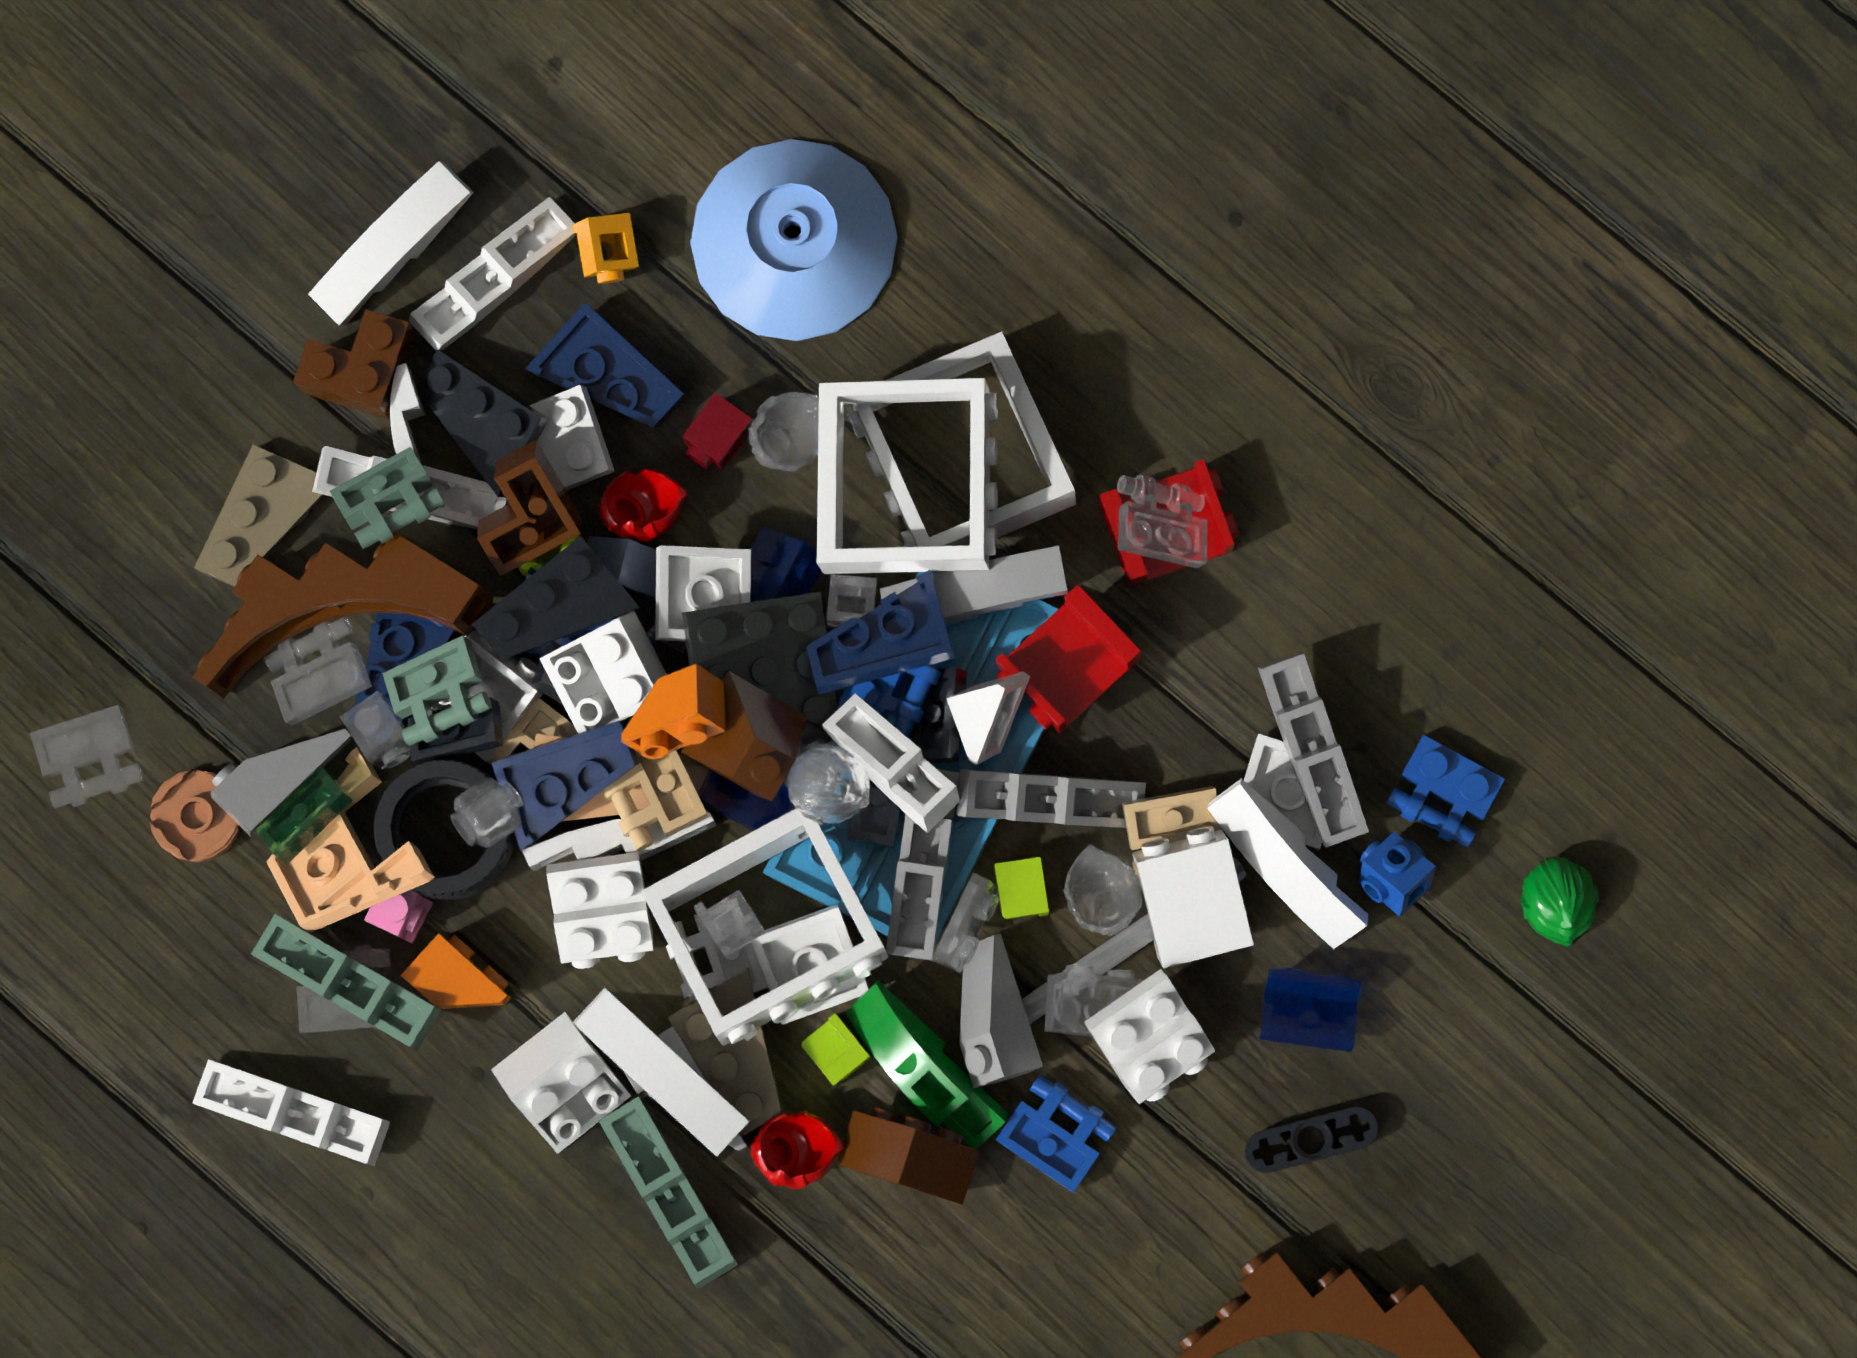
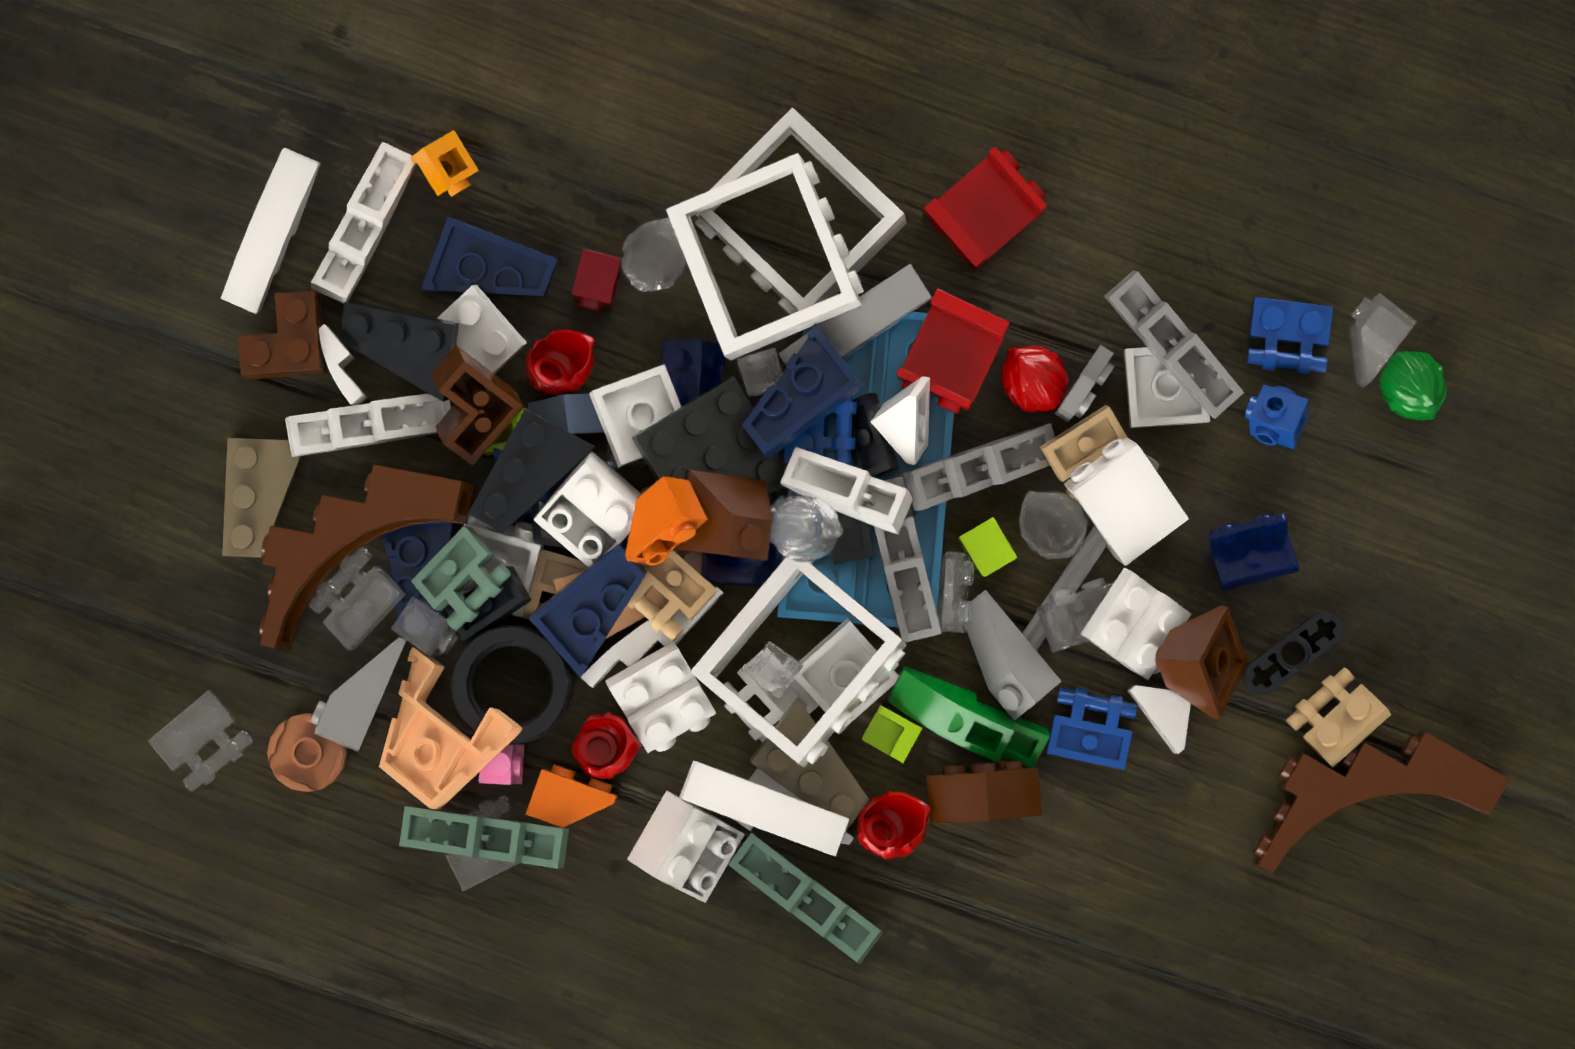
camera: 20 degrees left, 5 degrees up
(291, 1112) = (482, 956): white slope -> none
(303, 815) = (395, 718): clear green plate -> none
(382, 489) = (349, 434): sand green plate -> none
(487, 812) = (543, 659): clear head -> none
(518, 936) = (605, 745): none -> red hair
(799, 283) = (598, 137): light blue dish -> none
(1144, 1146) = (1165, 712): none -> white slope
(1147, 727) = (1034, 378): none -> red hair
(1162, 533) = (982, 220): clear plate -> none
(1187, 763) = (1079, 396): none -> light grey plate
(1207, 1106) = (1203, 660): none -> reddish brown slope
(1280, 857) = (1183, 441): white slope -> none
(1335, 1241) = (1346, 724): none -> tan plate
(1540, 828) = (1376, 335): none -> clear slope

